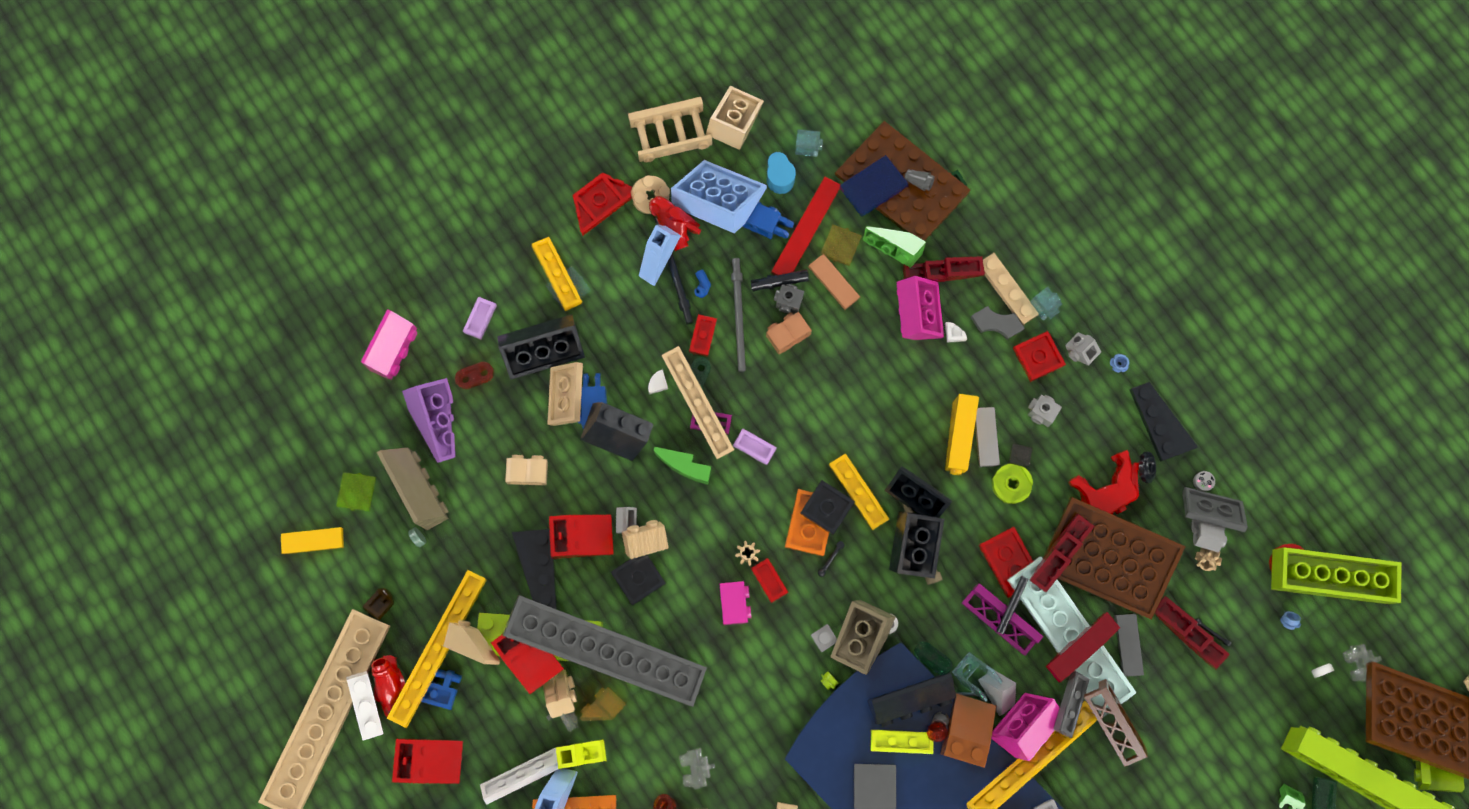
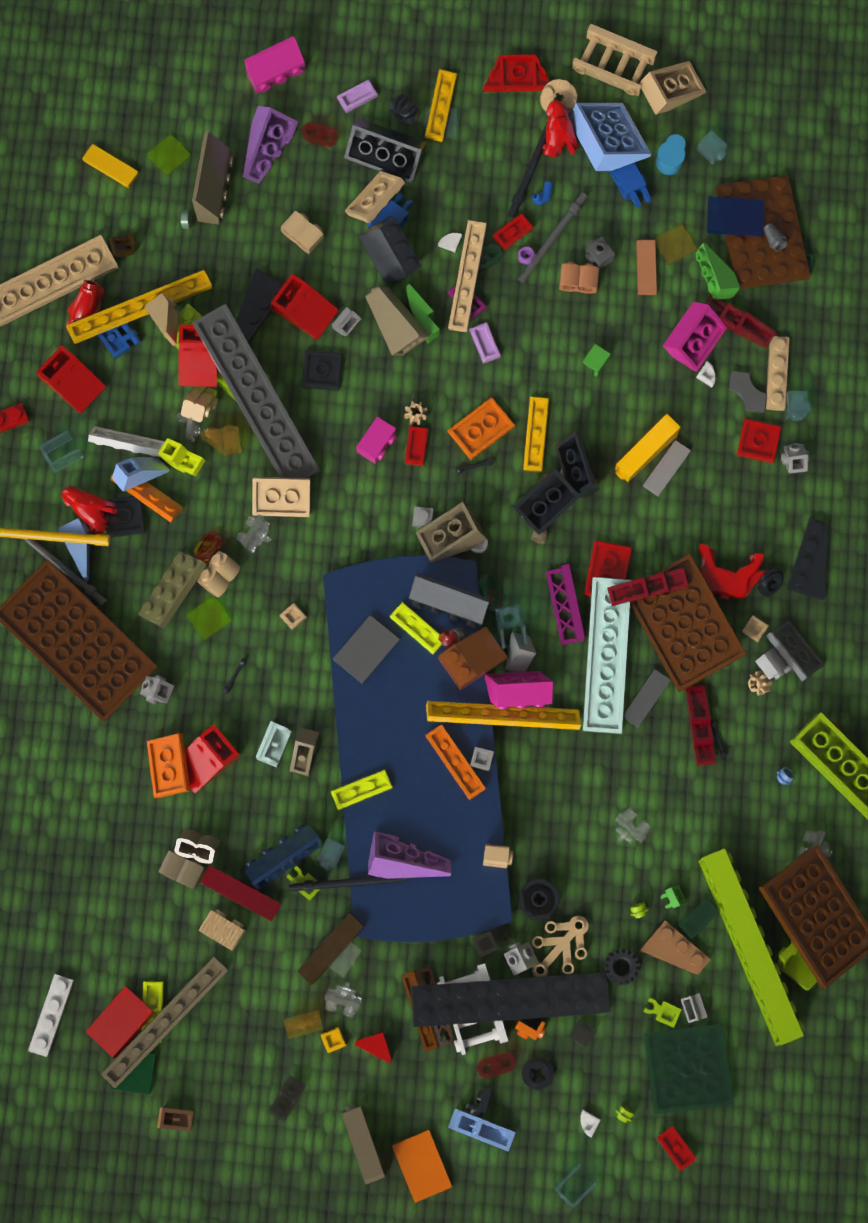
camera: 40 degrees right, 0 degrees up
(364, 705) = (57, 306): white brick -> none
(531, 300) = (404, 110): none -> black gear
(644, 539) = (348, 344): tan brick -> none
(657, 253) = (527, 143): light blue slope -> none
(667, 487) = (395, 321): none -> dark tan slope
(693, 718) = (281, 496): none -> tan plate
(724, 346) = (526, 251): none -> medium lavender plate
(771, 282) = (598, 231): black pin -> none
(807, 227) = (657, 212): red tile -> none
(827, 507) = (502, 425): black tile -> none
(829, 681) = (401, 548): lime plate -> none
(858, 390) = (597, 359): none -> bright green panel
(1006, 493) = (650, 507): lime plate -> none
(1012, 605) = (579, 596): black bar -> none
(1020, 455) = (681, 501): clear smoke plate -> none
(1043, 410) = (726, 480): light grey brick -> none
(1071, 704) = (563, 698): dark grey tile -> none
(1083, 647) = (606, 665): dark red slope -> none
(1123, 720) = (593, 743): fence -> none
(1124, 363) = (817, 488): medium blue plate -> none
(1164, 515) = (755, 628): none -> tan tile
(1204, 481) = (807, 628): light grey tile -> none
(1219, 765) = (625, 821): none -> clear hips
(1322, 670) = (778, 829): white tile -> none

